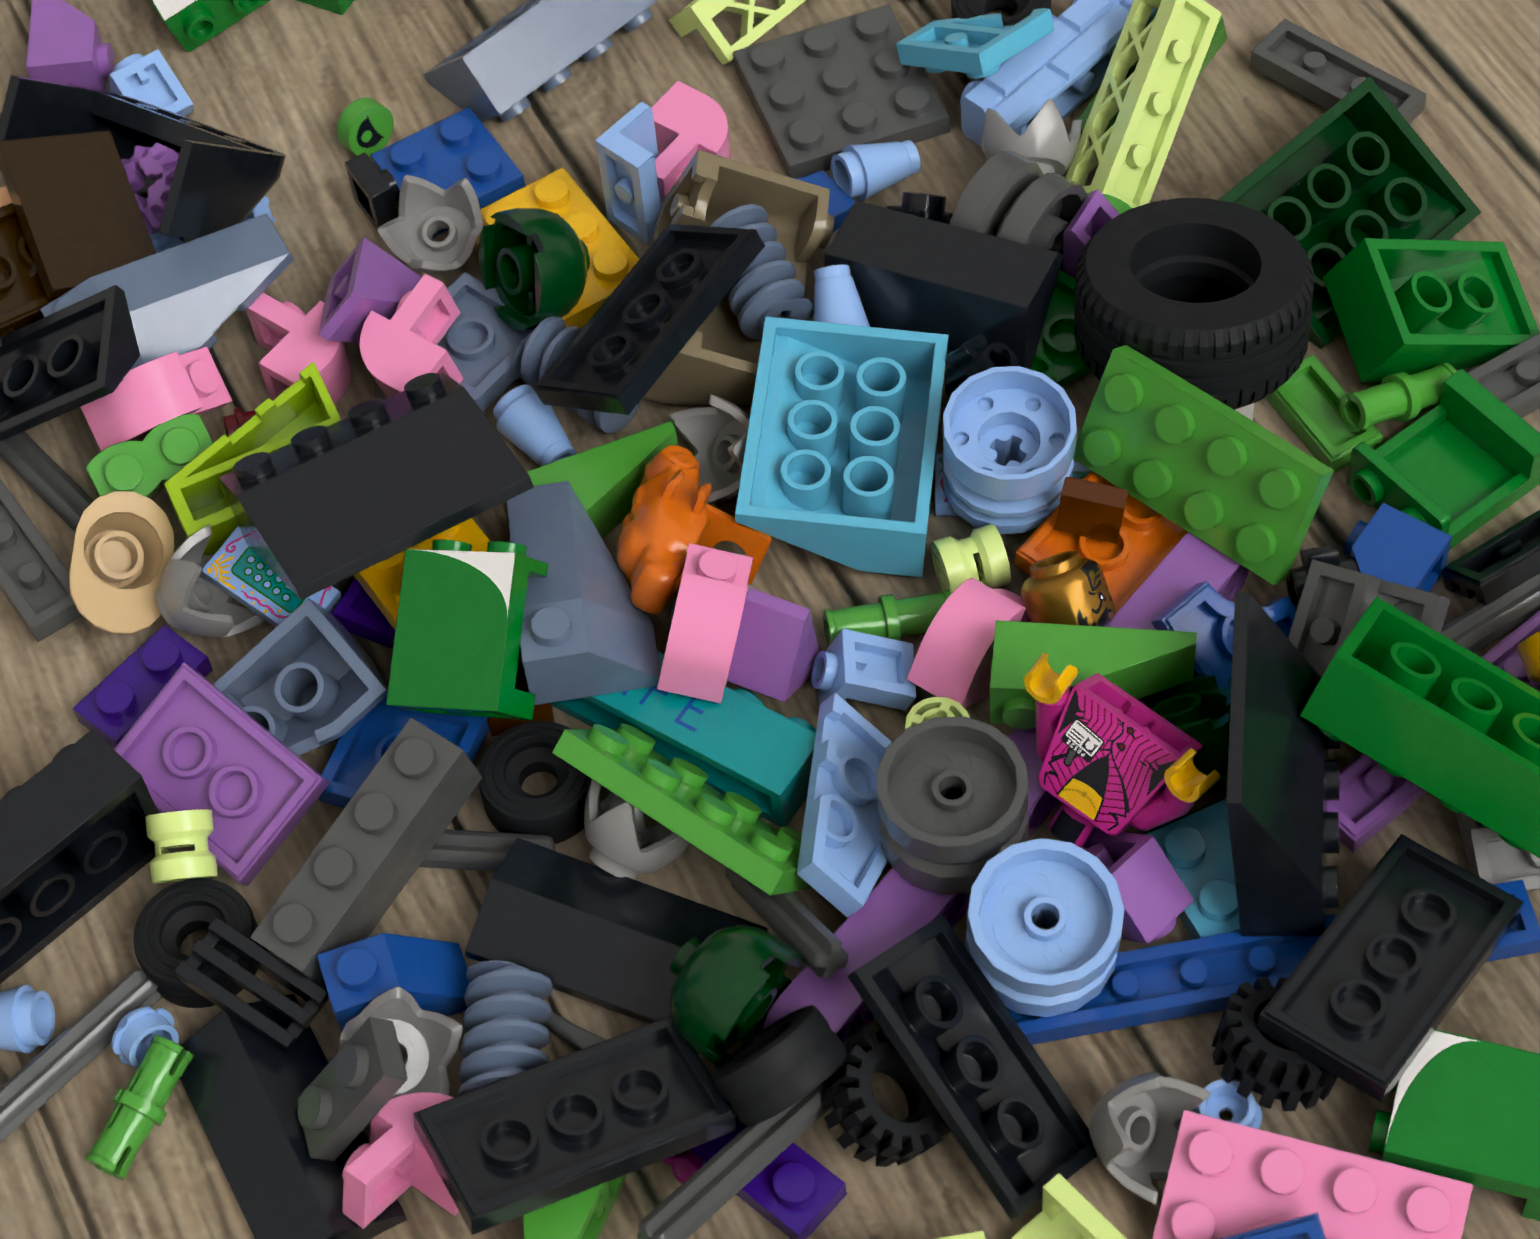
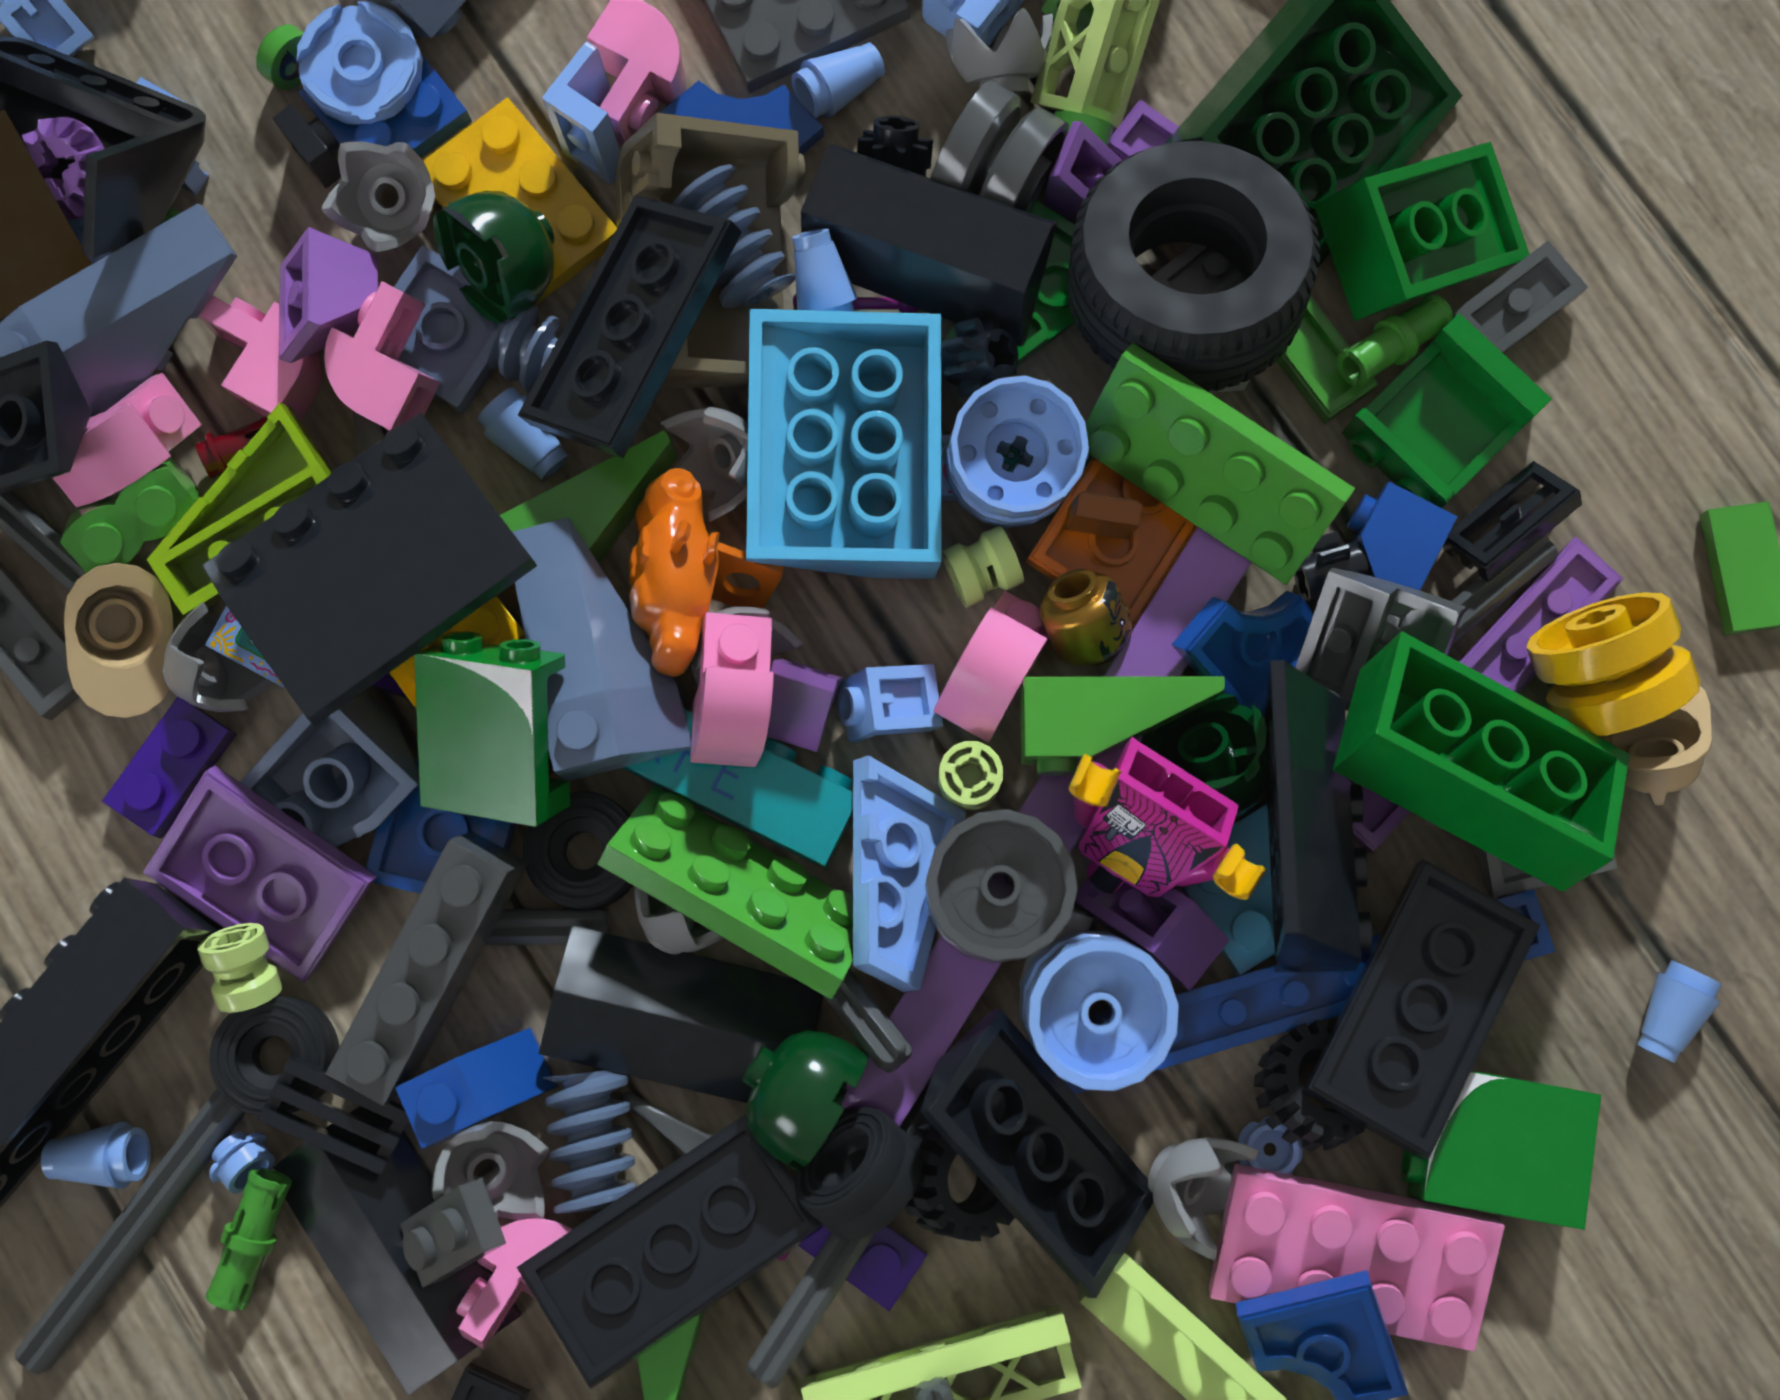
camera: 10 degrees left, 25 degrees up
(431, 129) = (359, 63): none -> light blue tile
(886, 618) = (908, 636): bright green pin -> none

